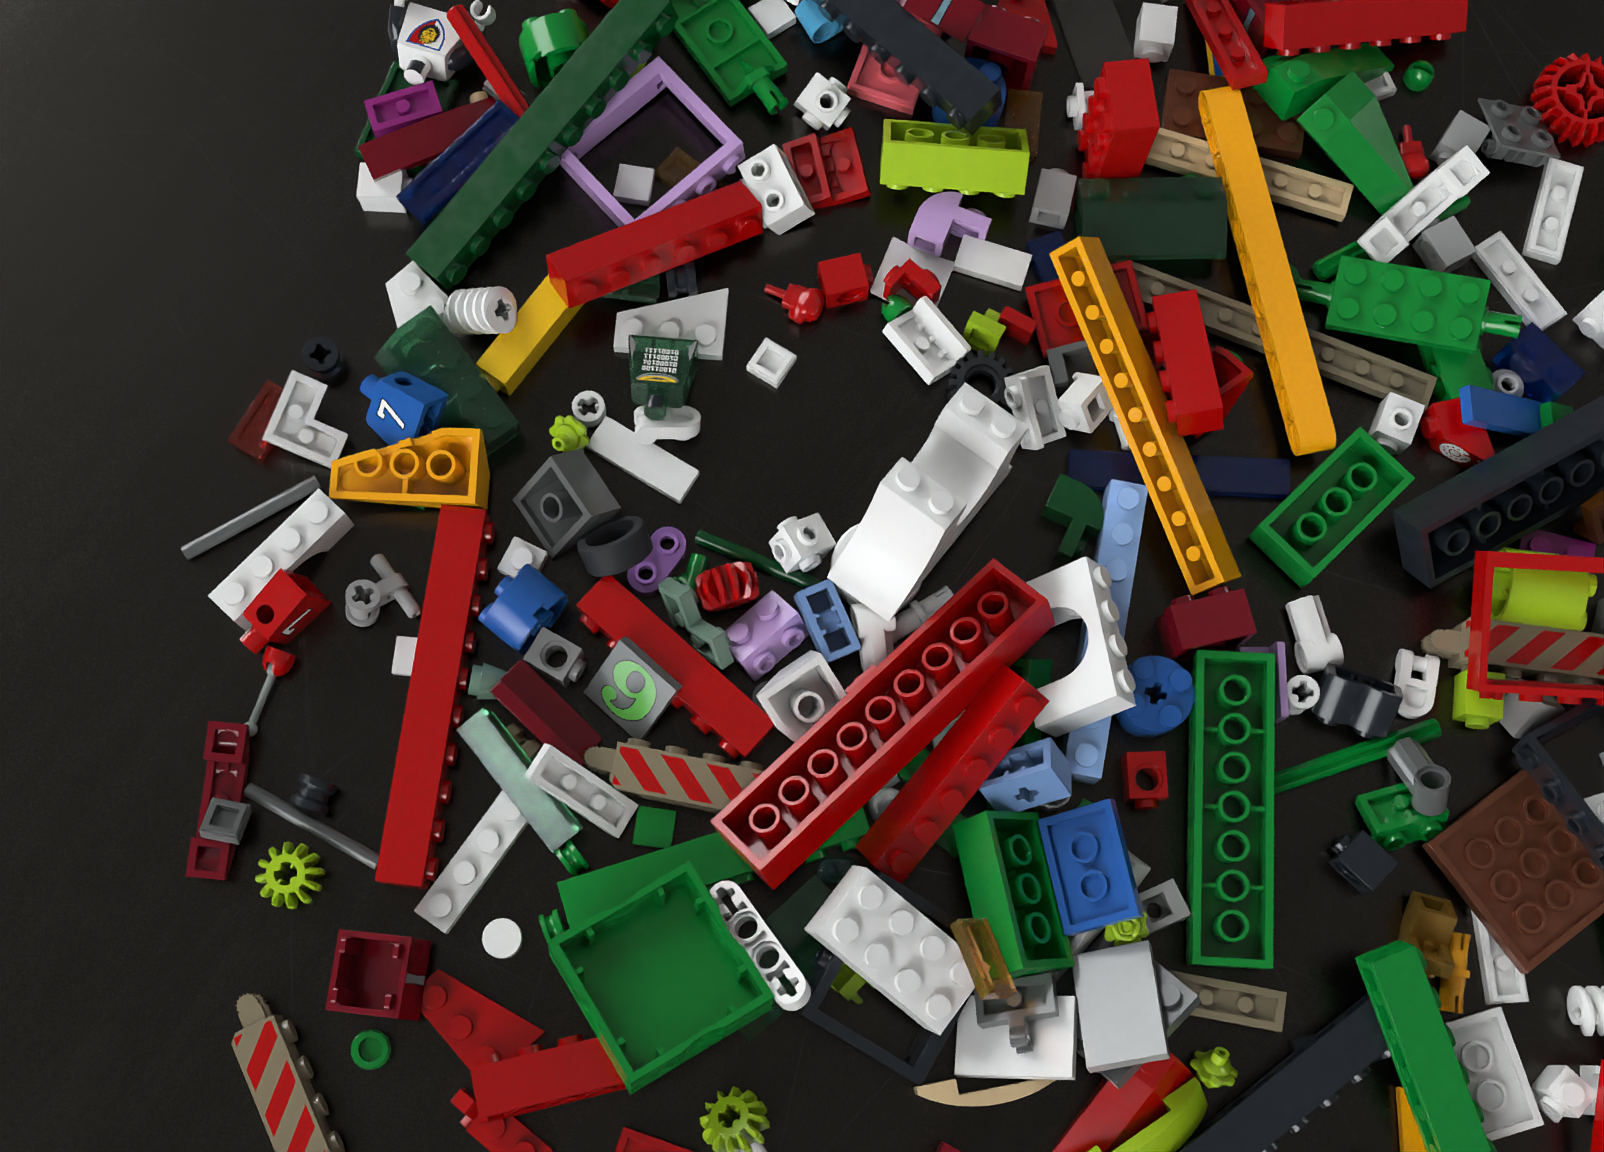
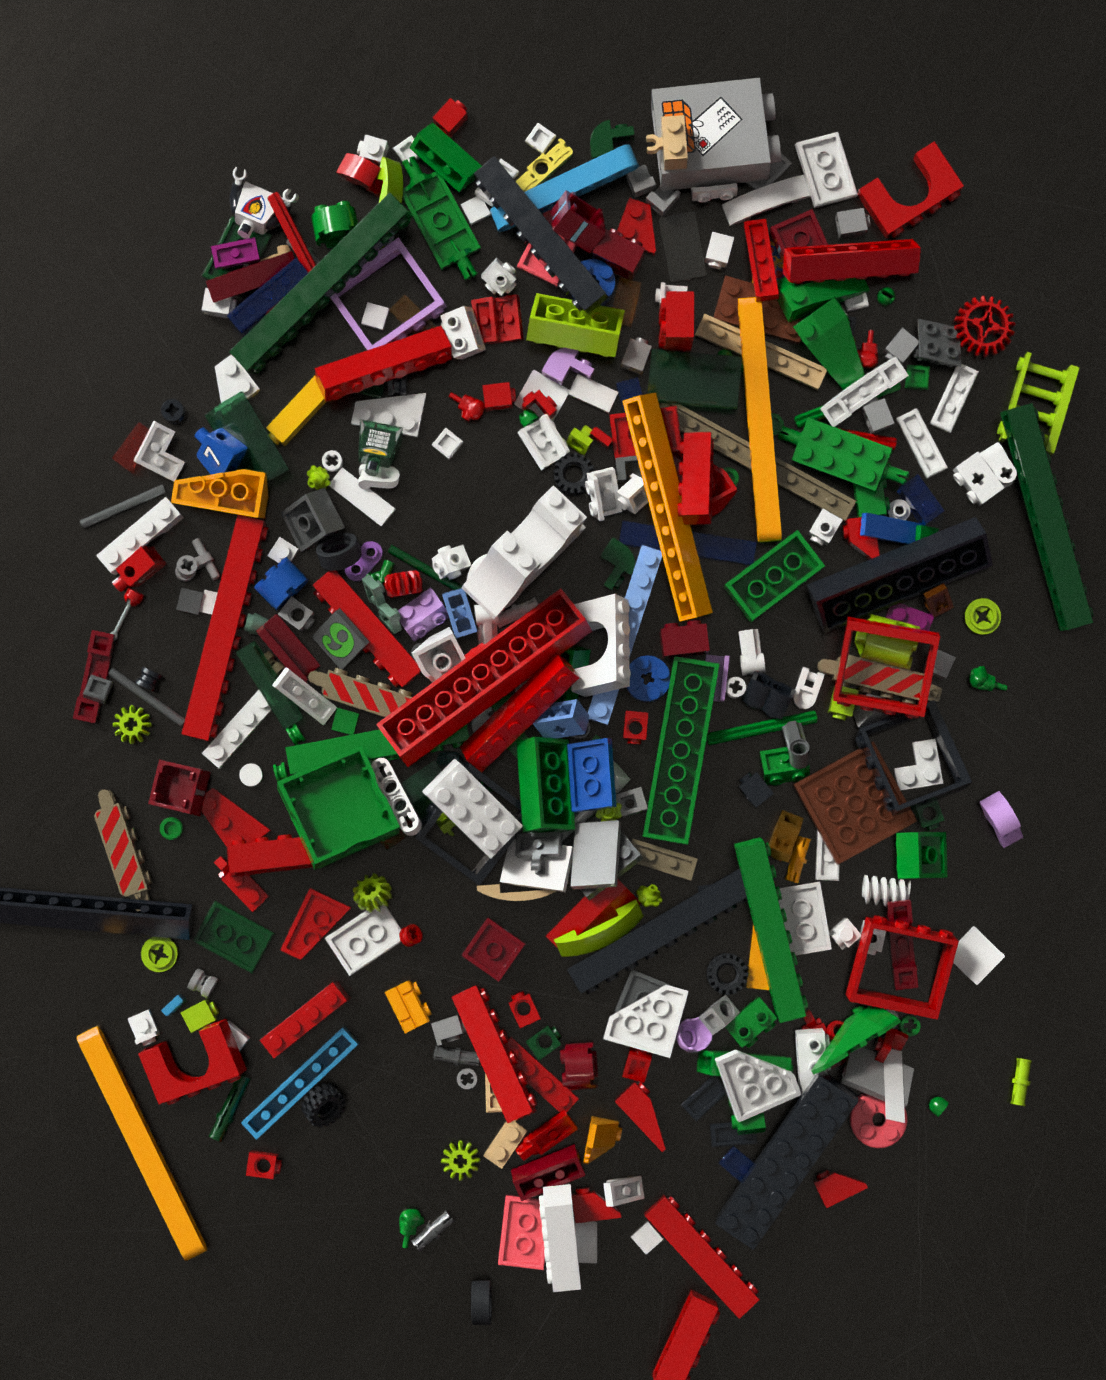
camera: 15 degrees right, 10 degrees up
(373, 657) = (189, 601): none -> dark grey tile
(480, 311) = (272, 395): white piece -> none
(983, 958) = (520, 819): clear orange tile -> none
(1493, 189) = (918, 377): none -> green tile

